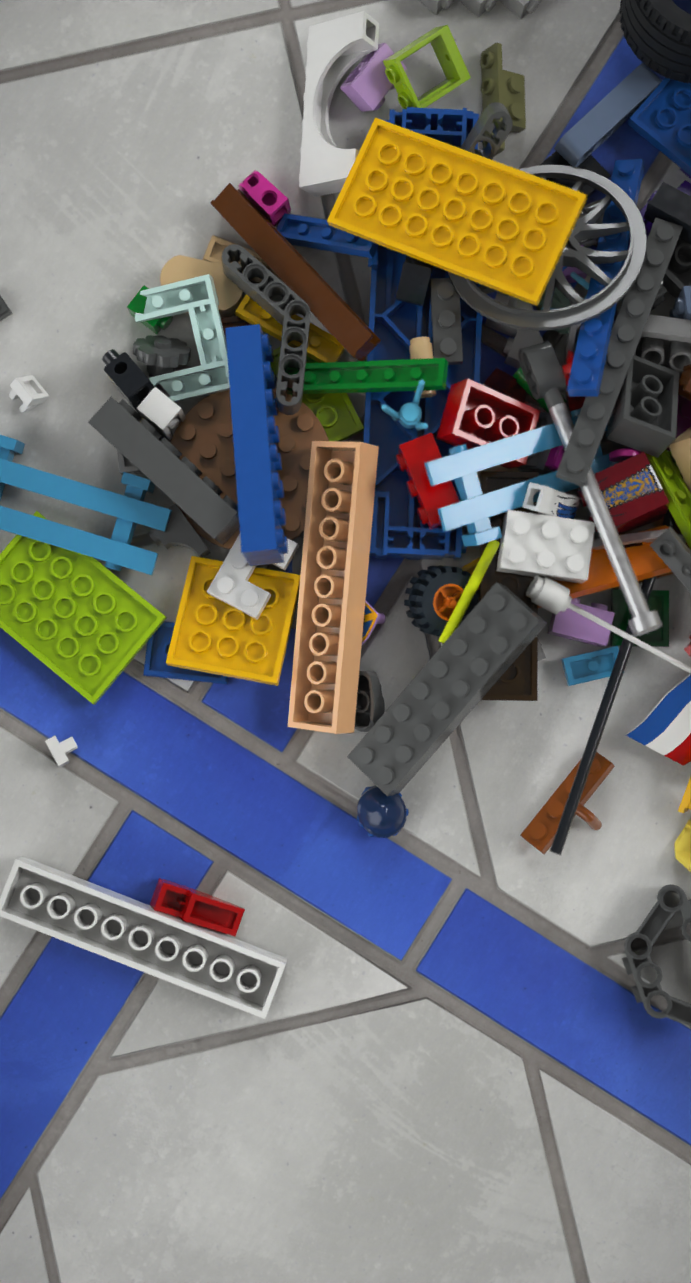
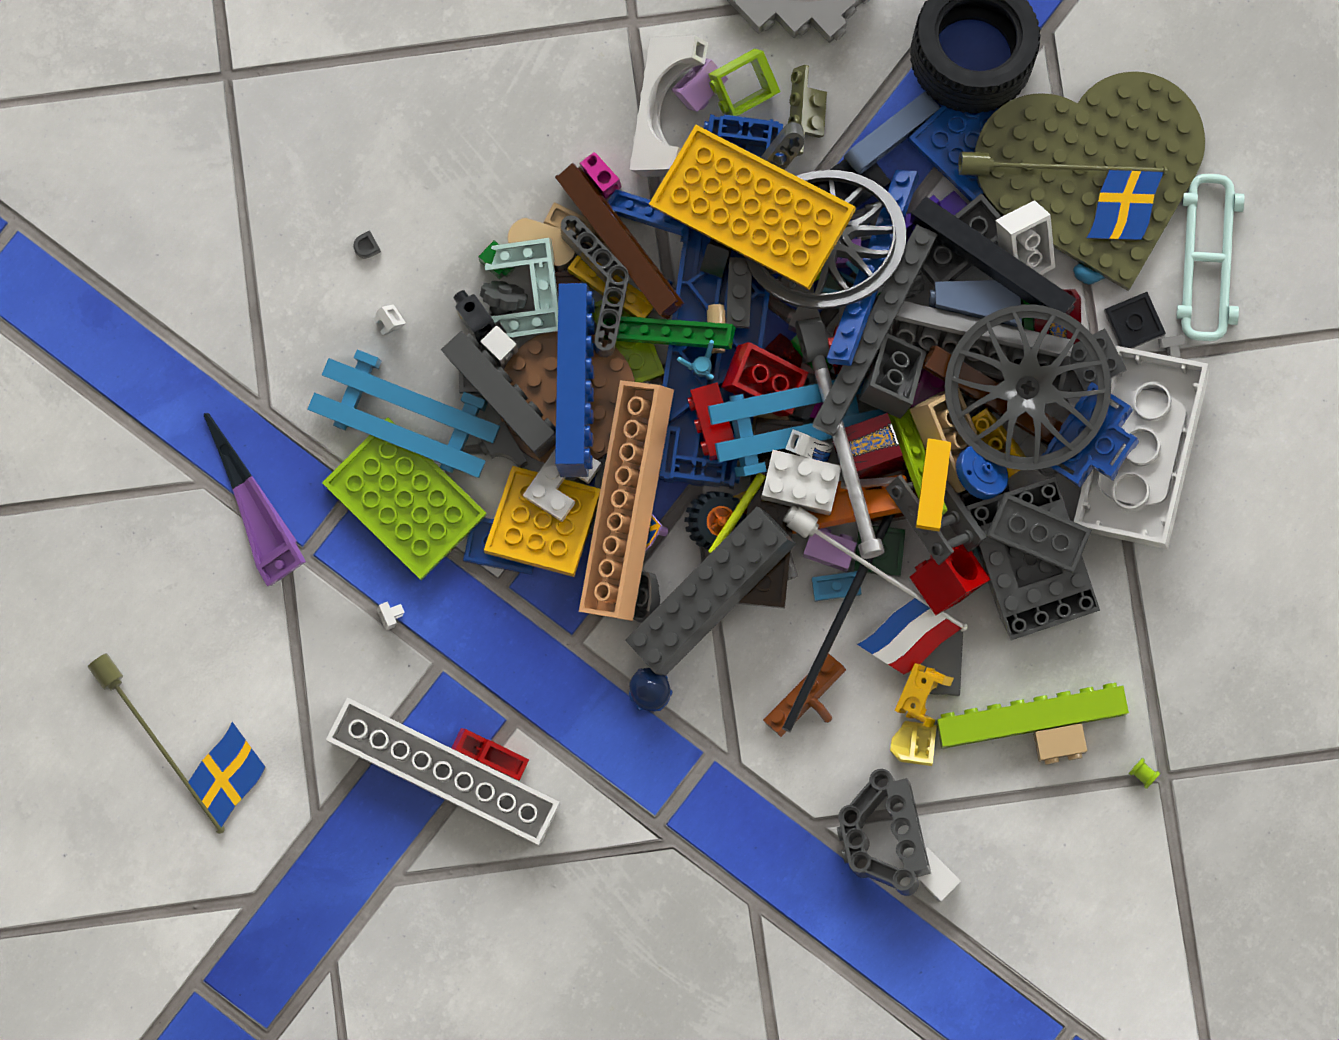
camera: 10 degrees right, 5 degrees down
(622, 454) = (871, 413): dark pink piece -> none

